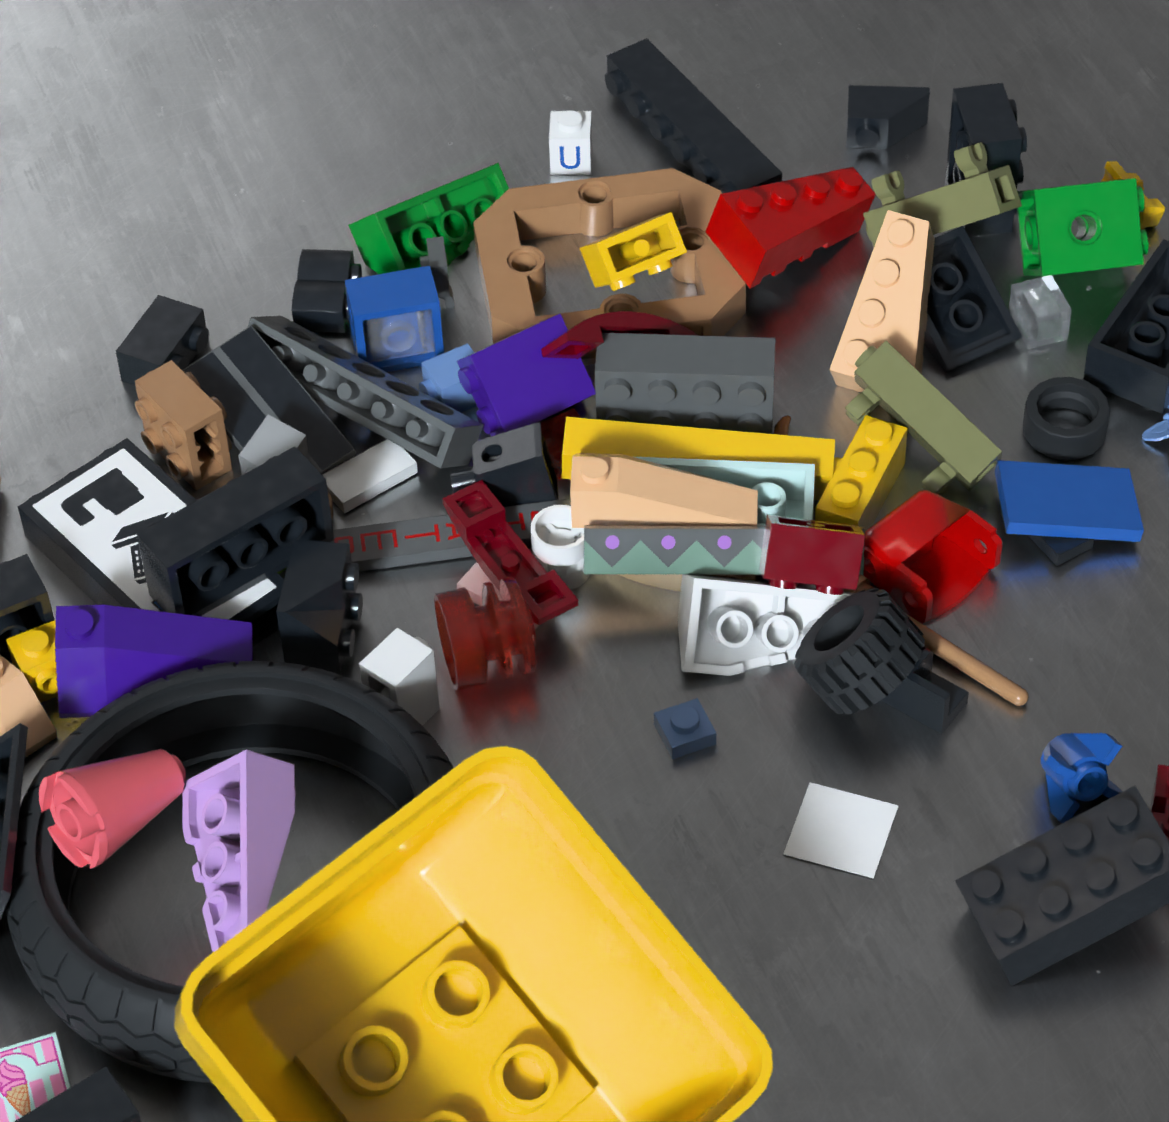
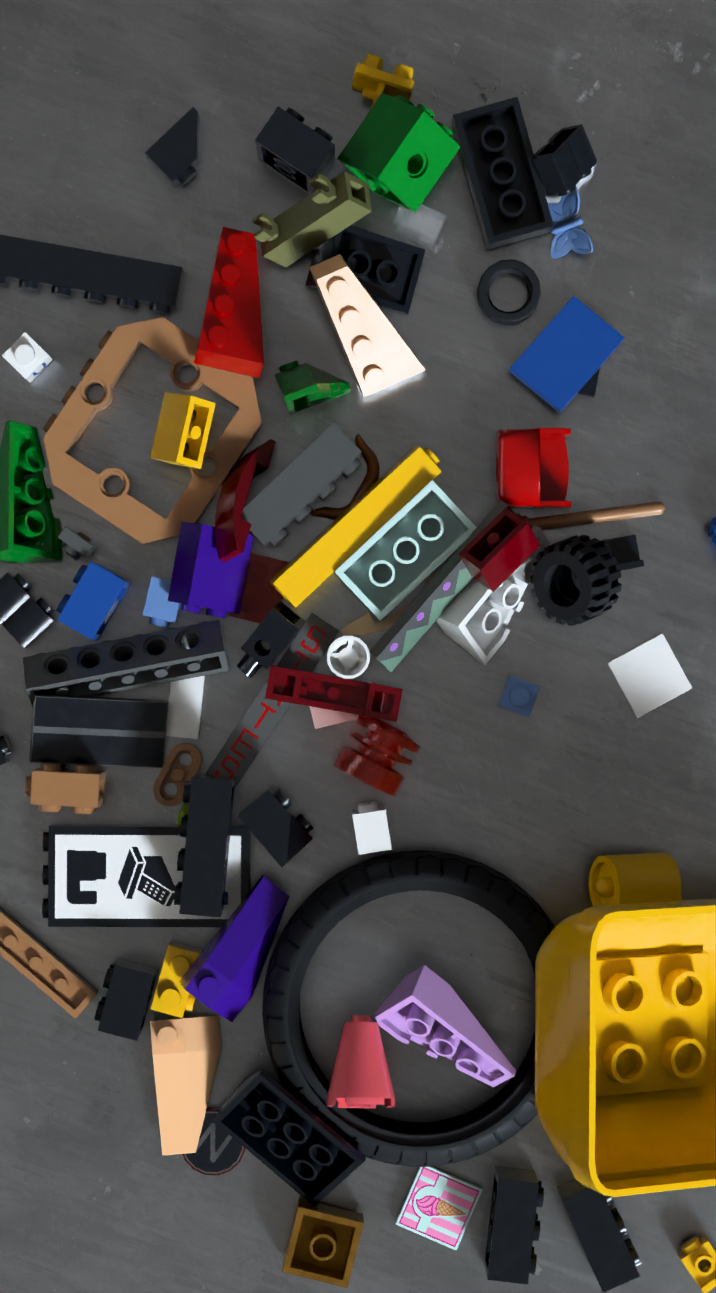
camera: 50 degrees left, 40 degrees up
(269, 441) = (141, 760): light grey brick -> none
(644, 493) = (372, 592): light nougat wedge -> none
(782, 309) = (308, 386): none -> green wedge
(864, 474) = (453, 454): yellow brick -> none
(927, 414) = (449, 382): olive brick -> none

